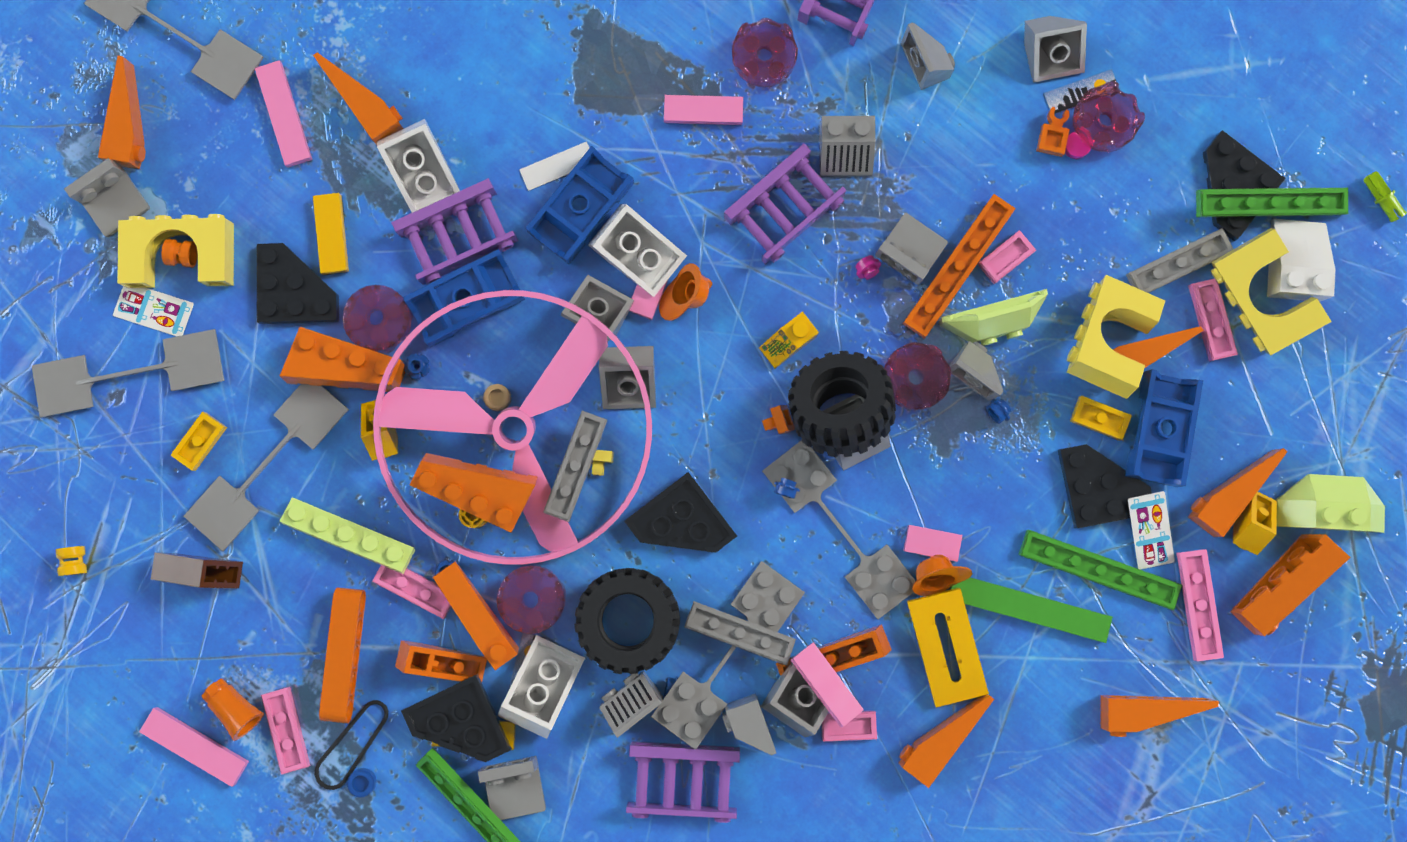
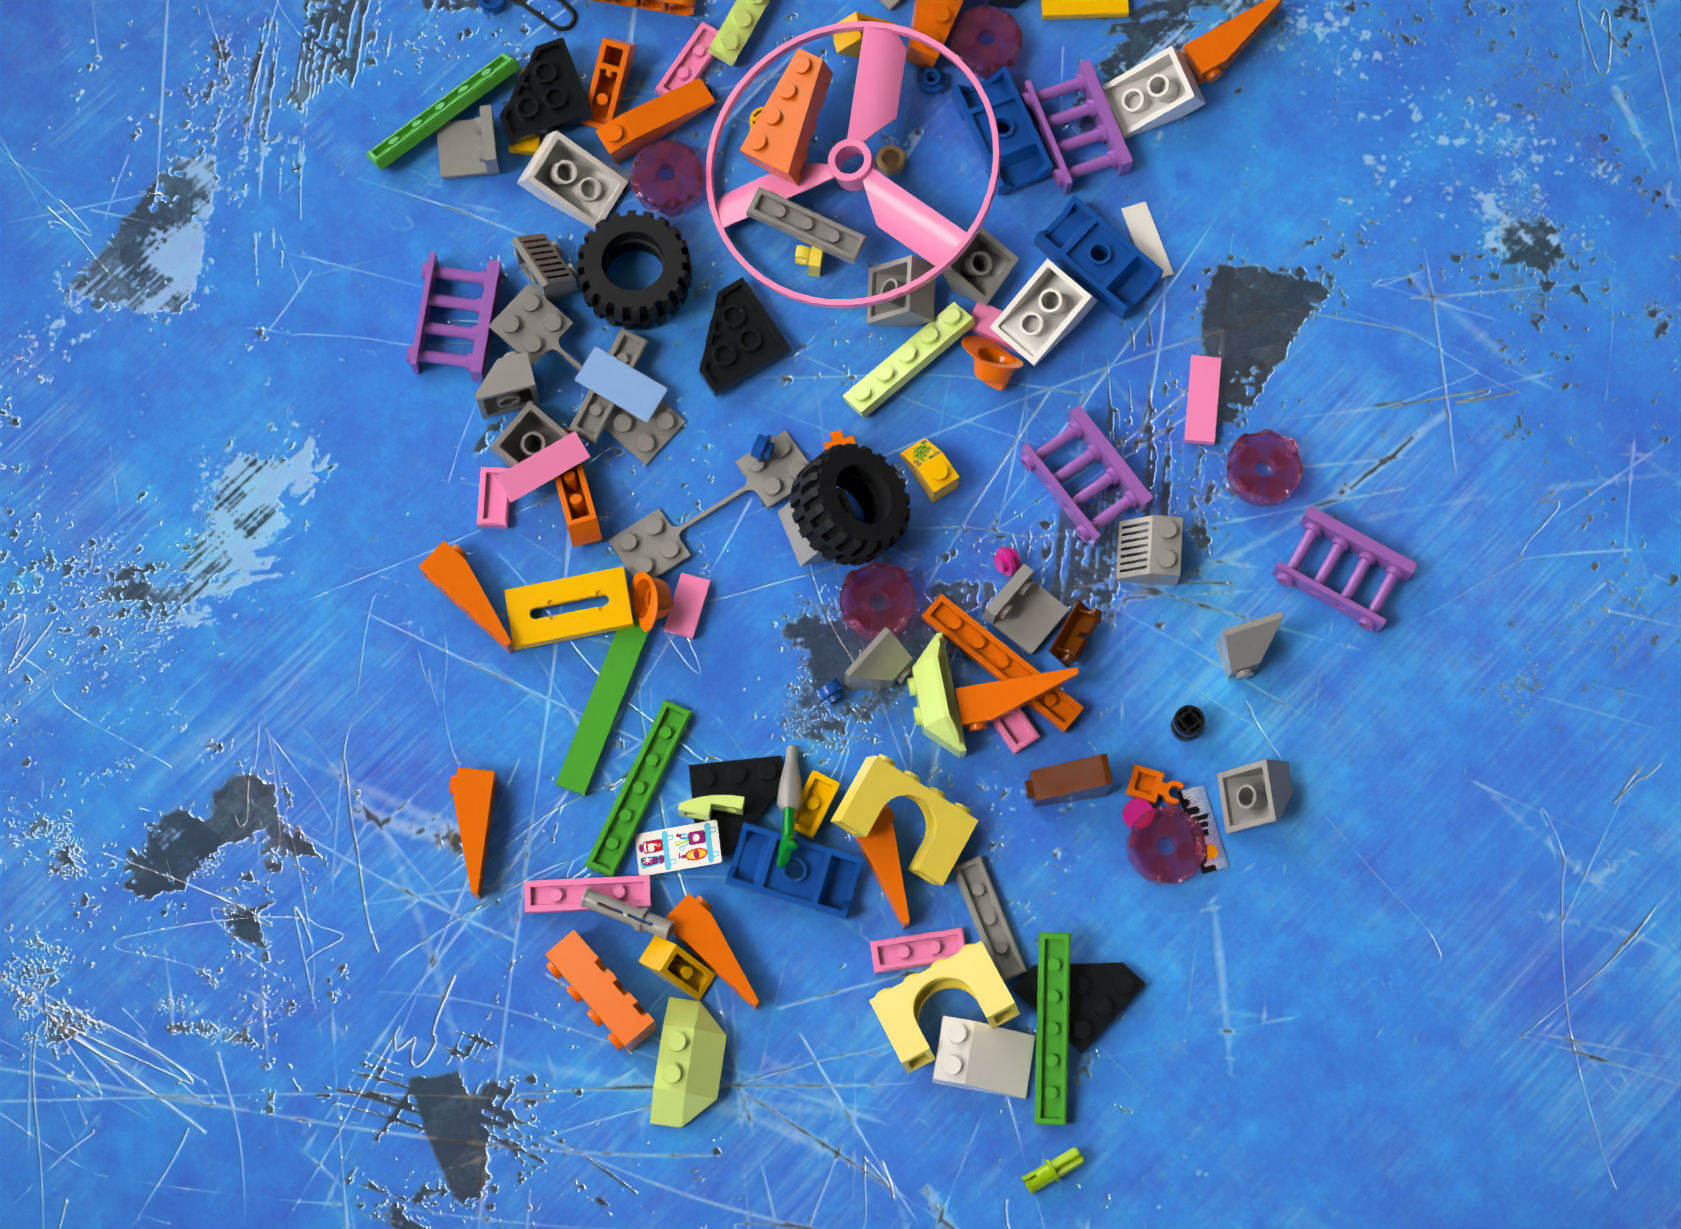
camera: 90 degrees right, 10 degrees down
(689, 366) = (908, 360): none -> yellowish green plate
(739, 621) = (621, 384): none -> light blue sticker
(938, 210) = (1071, 638): none -> reddish brown hinge
(993, 110) = (1185, 729): none -> black wheel
(998, 264) = (996, 699): none -> orange slope
(1062, 199) = (1069, 781): none -> reddish brown slope
(1108, 436) = (789, 802): none -> light grey piece
(1122, 513) = (702, 807): none -> yellowish green slope
(1225, 561) = (660, 927): none -> light grey pin

